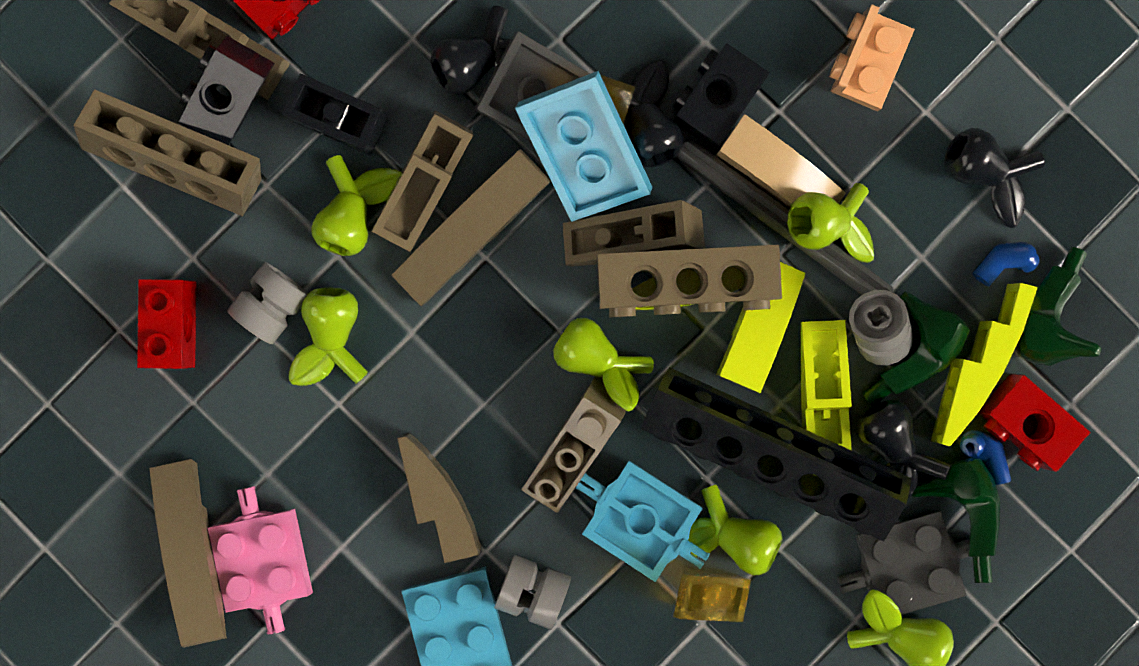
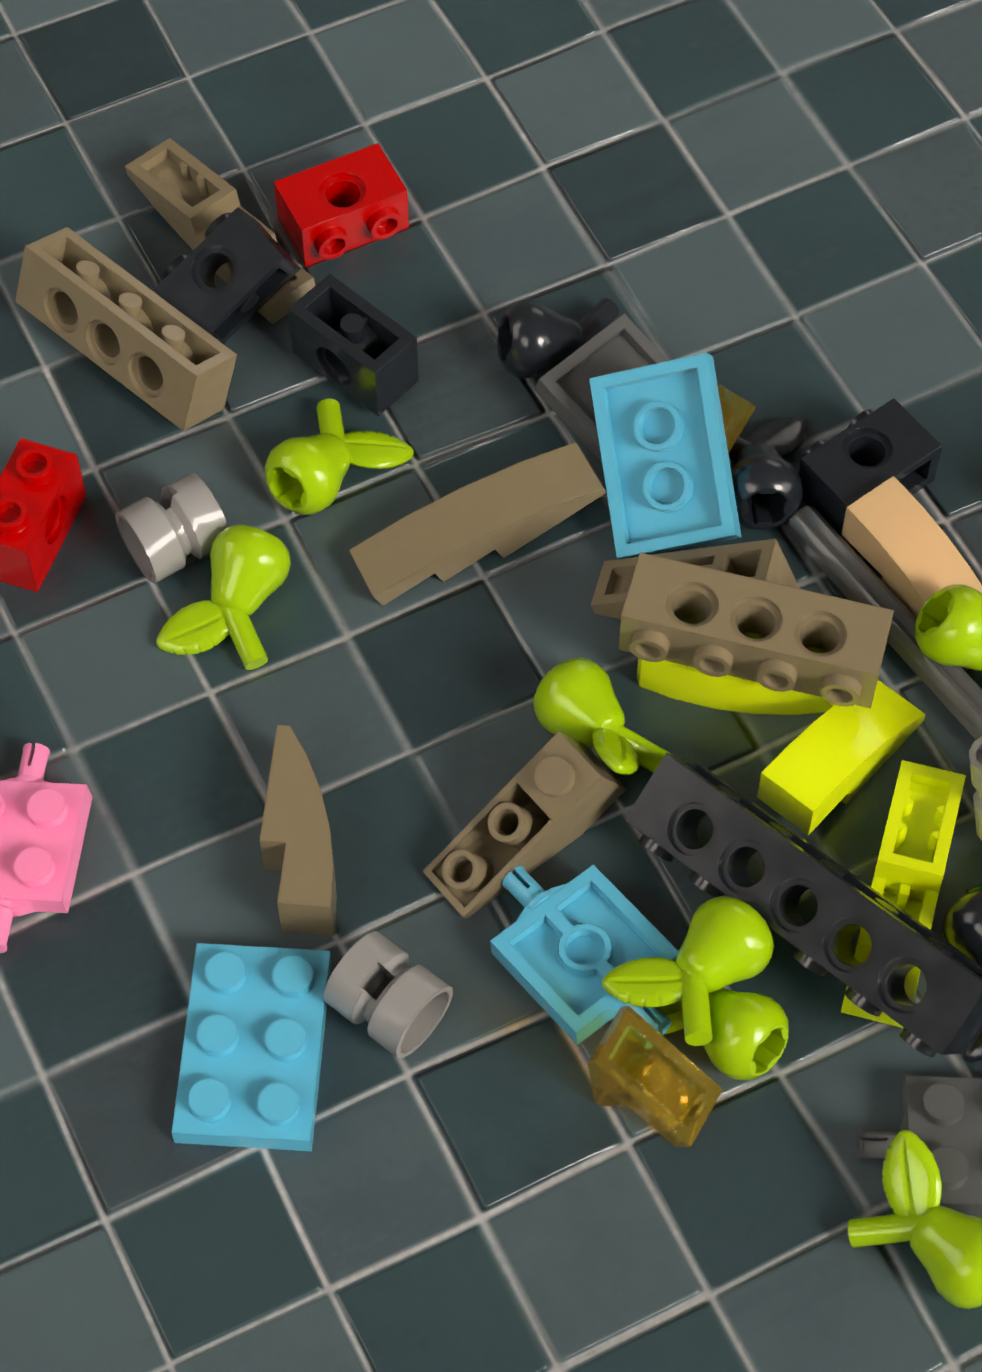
camera: 20 degrees right, 30 degrees down
(422, 181) = (437, 449): dark tan slope -> none
(726, 505) = (722, 947): none -> lime piece

